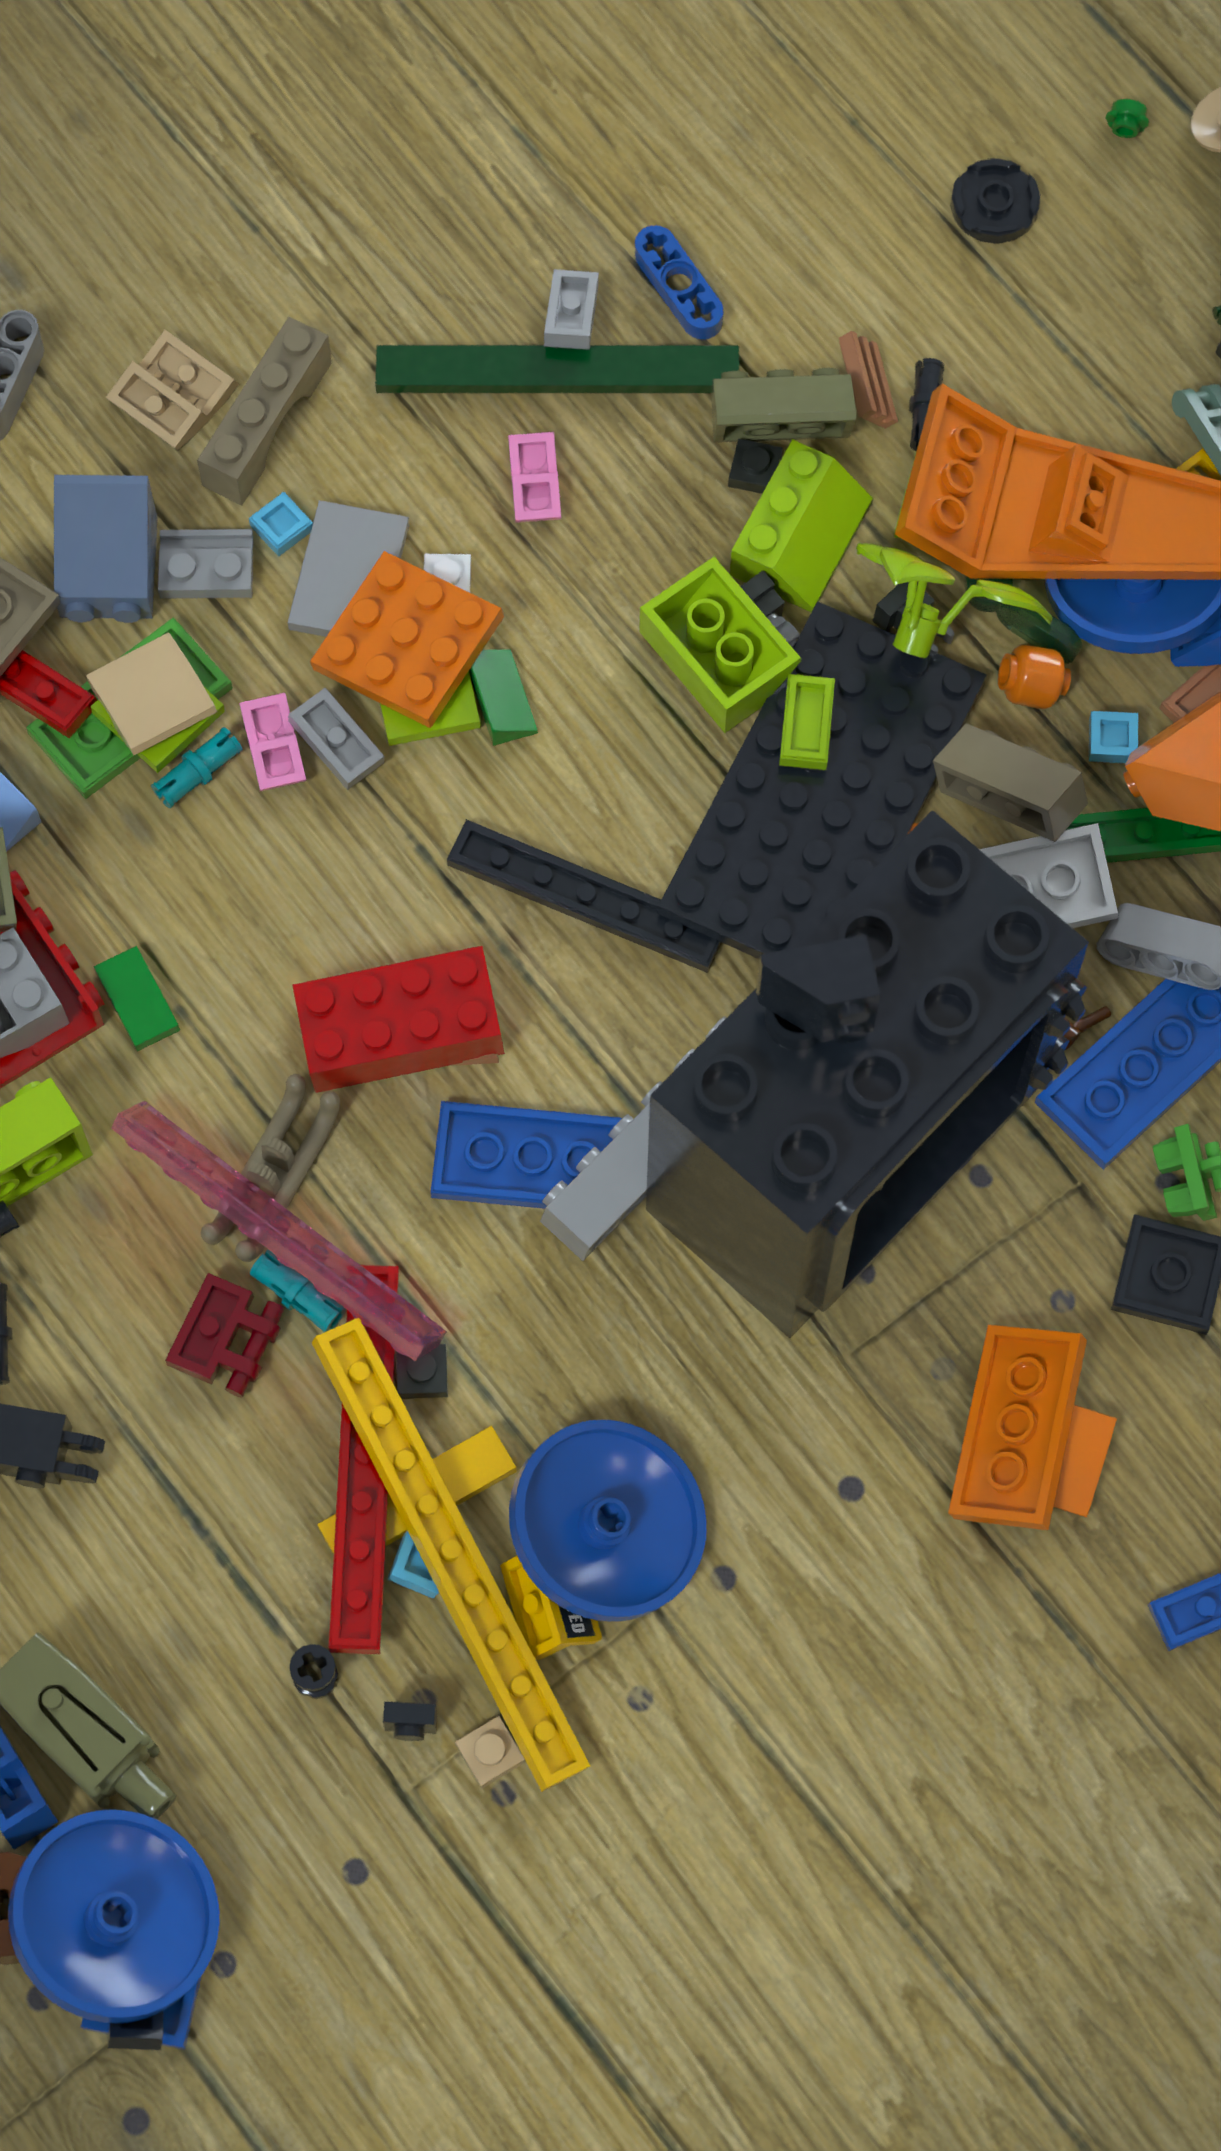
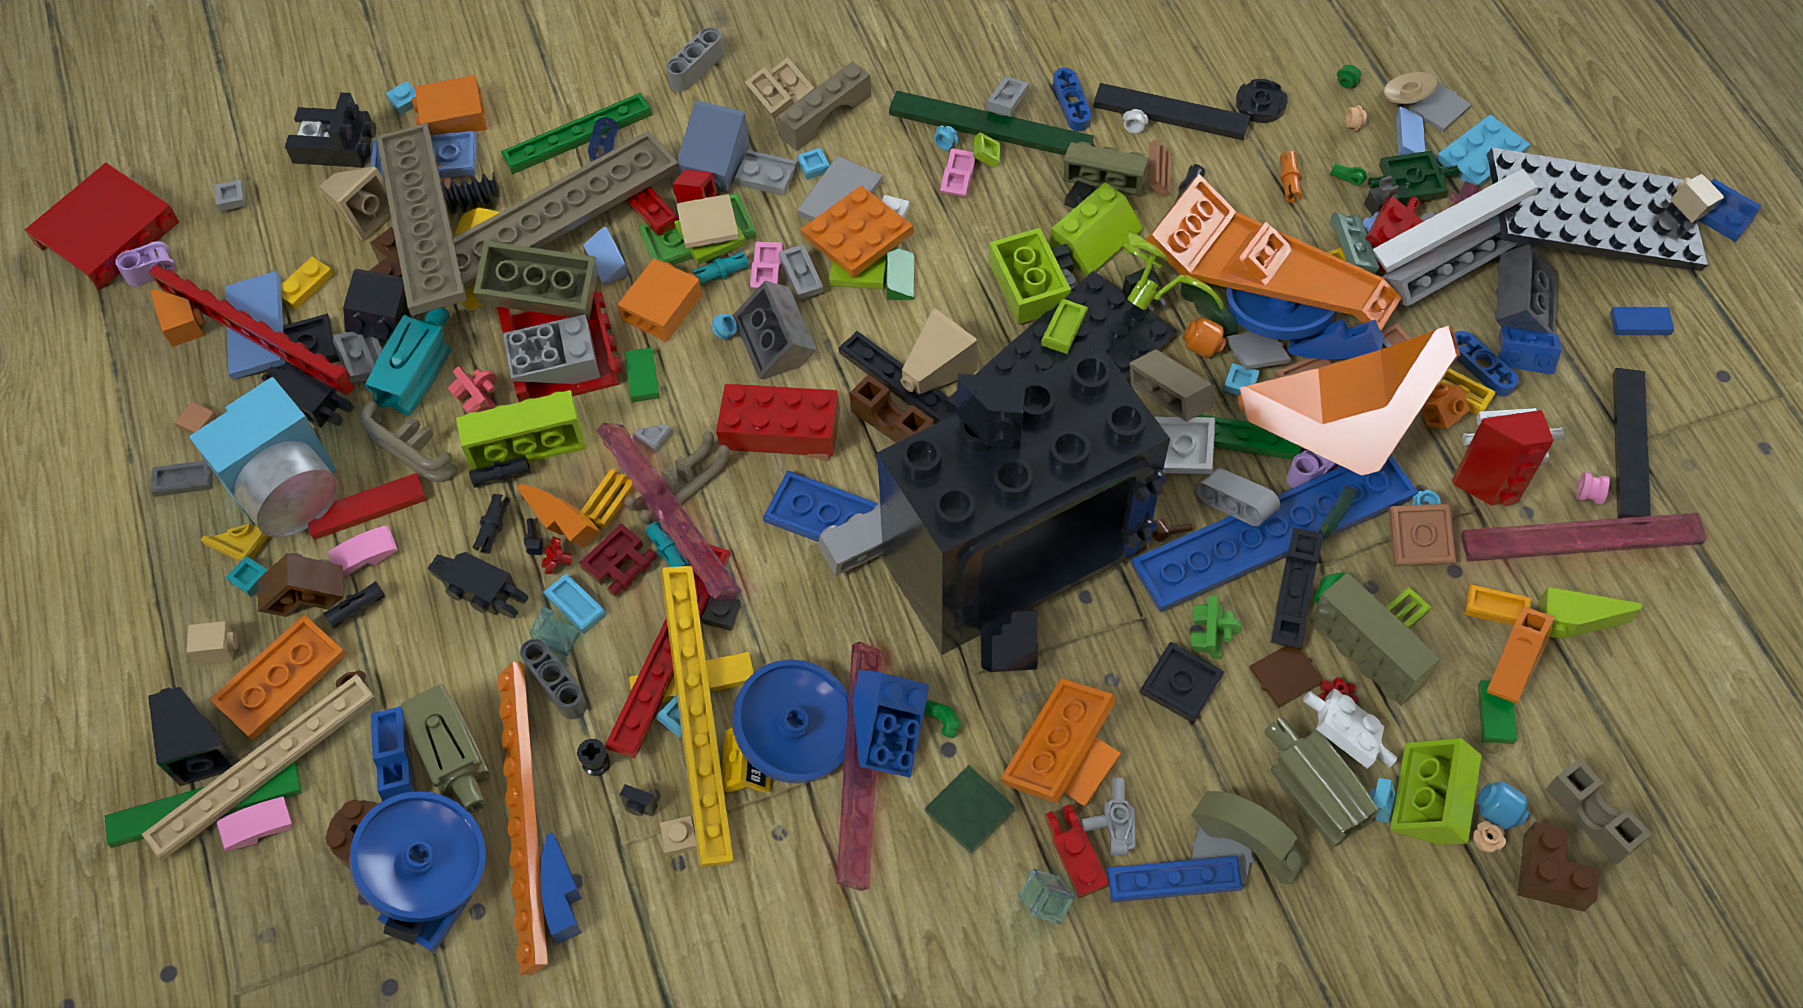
camera: 20 degrees right, 10 degrees down
(74, 1349) = (533, 545): none -> black hand
(100, 632) = (694, 186): none -> red brick
(102, 1288) = (560, 516): none -> orange slope
(118, 855) = (660, 299): none -> orange brick
(118, 1359) = (555, 556): none -> red plant
(170, 1488) = (556, 634): none -> clear light blue panel
(174, 1195) = (601, 491): none -> yellow tile
(181, 1427) = (575, 603): none -> medium azure tile
(186, 1544) = (549, 666): none -> dark grey beam
(197, 1104) = (653, 437): none -> light grey tile
(239, 1798) = (522, 820): none -> orange plate
(244, 874) = (724, 326): none -> medium azure plate
(330, 860) = (774, 331): none -> flat silver slope
(342, 1896) = (558, 892): none -> blue slope
(491, 415) = (945, 137): none -> medium azure plate
(568, 421) = (986, 150): none -> lime tile
(609, 974) = (874, 405): none -> reddish brown arch
(623, 833) = (939, 355): none -> tan slope
(729, 1557) = (857, 789): none -> clear pink plate
(753, 1476) = (888, 721): none -> blue slope
(799, 298) = (1135, 121): none -> white plate
(833, 1437) = (946, 715): none -> green arm
(852, 261) = (1172, 111): none -> black tile
(895, 1291) = (1010, 640): none -> black piece
(916, 1574) = (969, 809): none -> clear green tile
(1074, 1674) = (1046, 896): none -> clear light blue panel
(1085, 336) = (1291, 176): none -> orange pin
(1097, 1594) = (1077, 854): none -> red hinge
(1123, 679) = (1257, 351): none -> light grey piece
(1143, 1523) = (1118, 818): none -> light grey piece
(1160, 195) = (1355, 117): none -> light nougat plate
(1186, 307) = (1353, 175): none -> green arm

